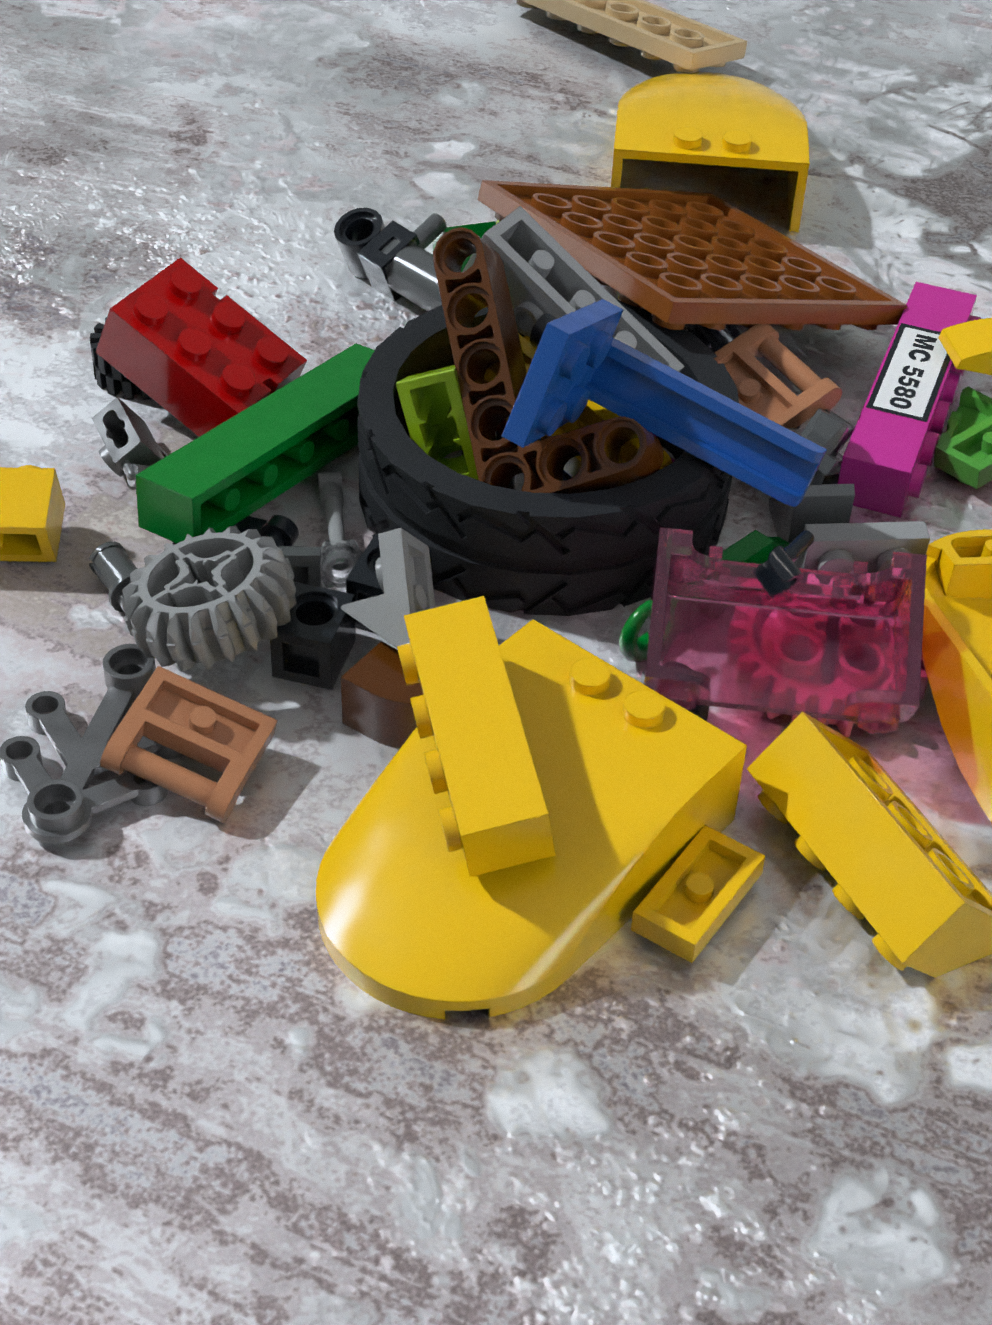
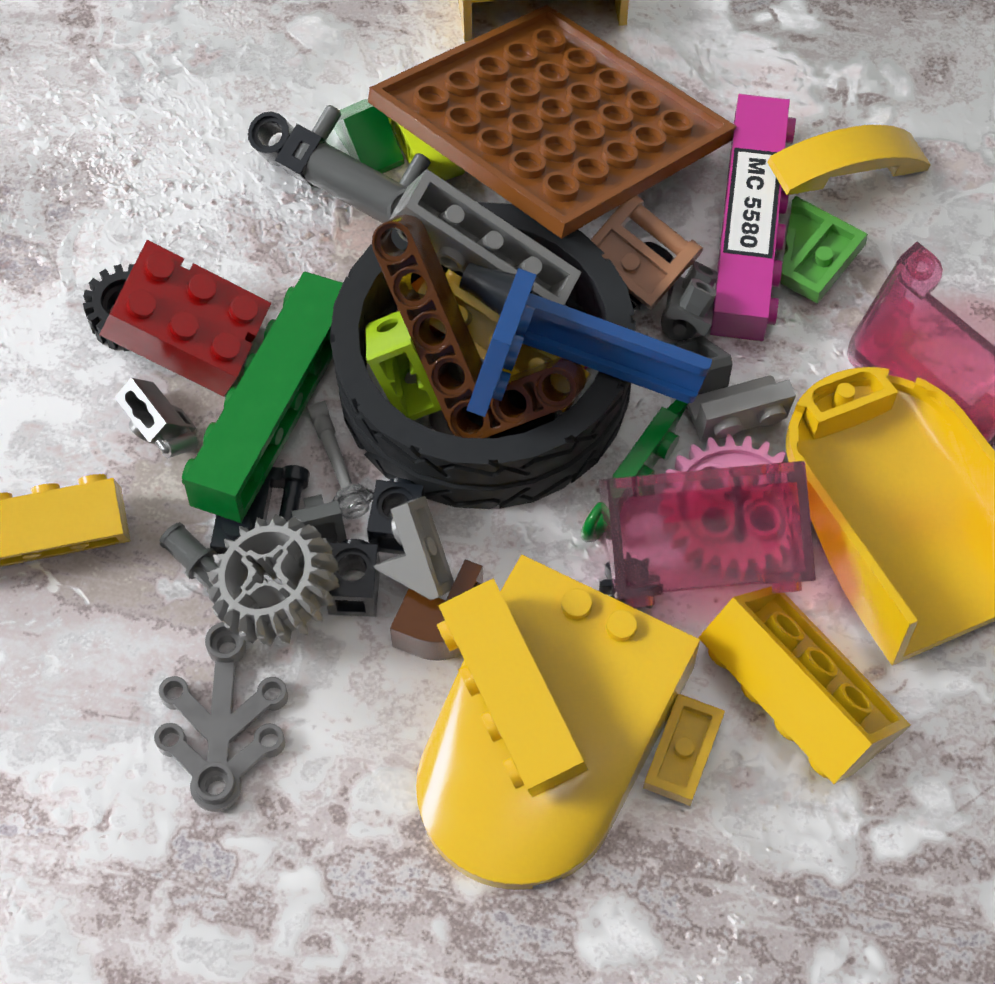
camera: 10 degrees left, 20 degrees up
(198, 726) = (295, 691): nougat plate -> none
(780, 571) = (693, 479): black hand -> none

